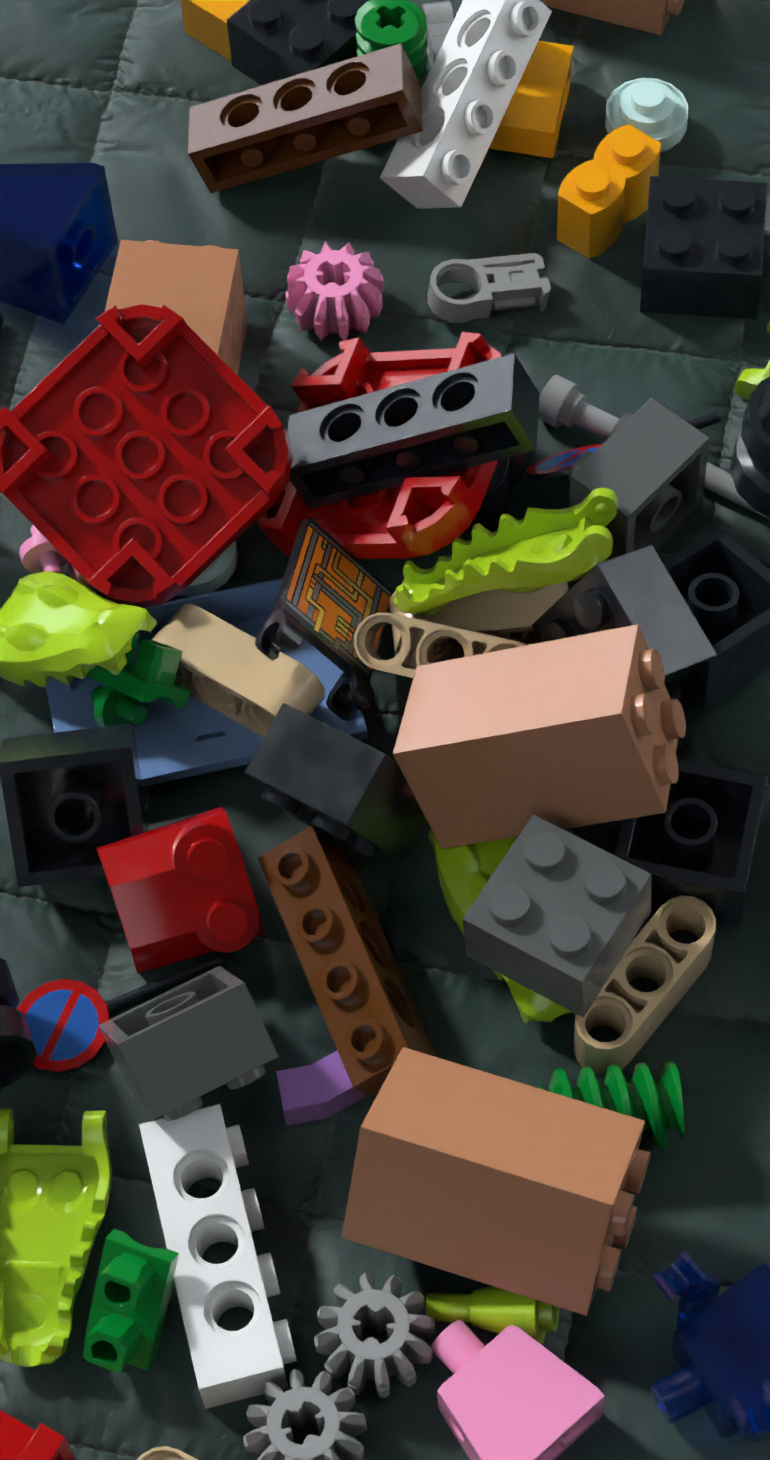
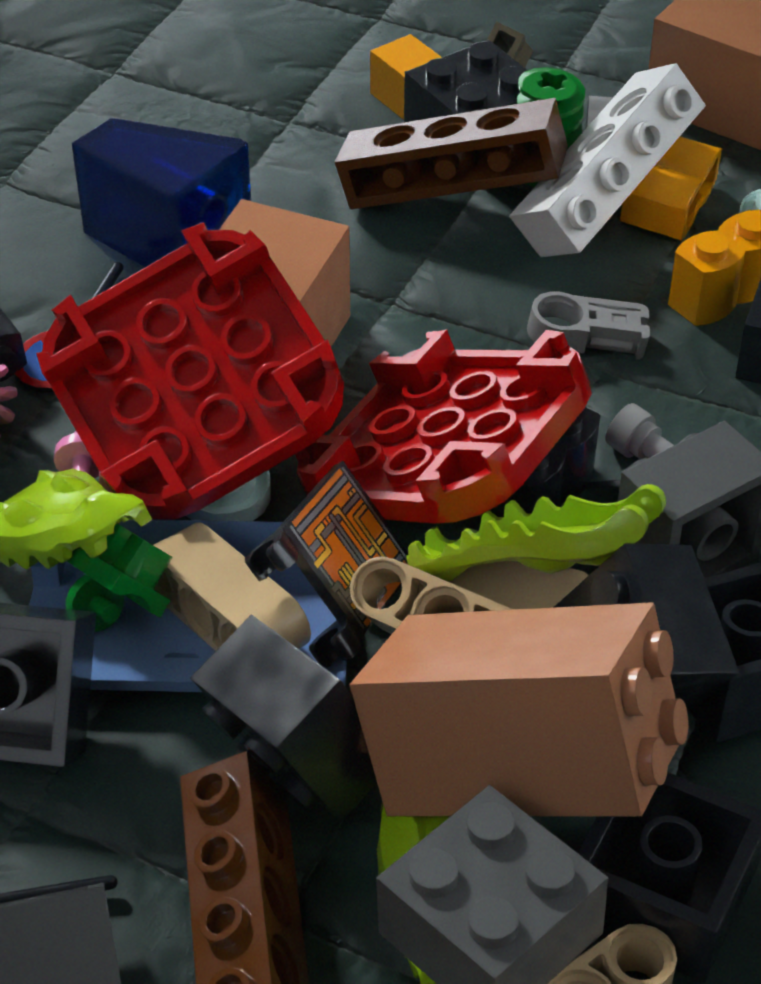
camera: 10 degrees right, 15 degrees down
(182, 891) = (88, 795): red slope -> none
(334, 291) = (438, 297): bright pink gear -> none
(414, 431) = (478, 397): black brick -> none

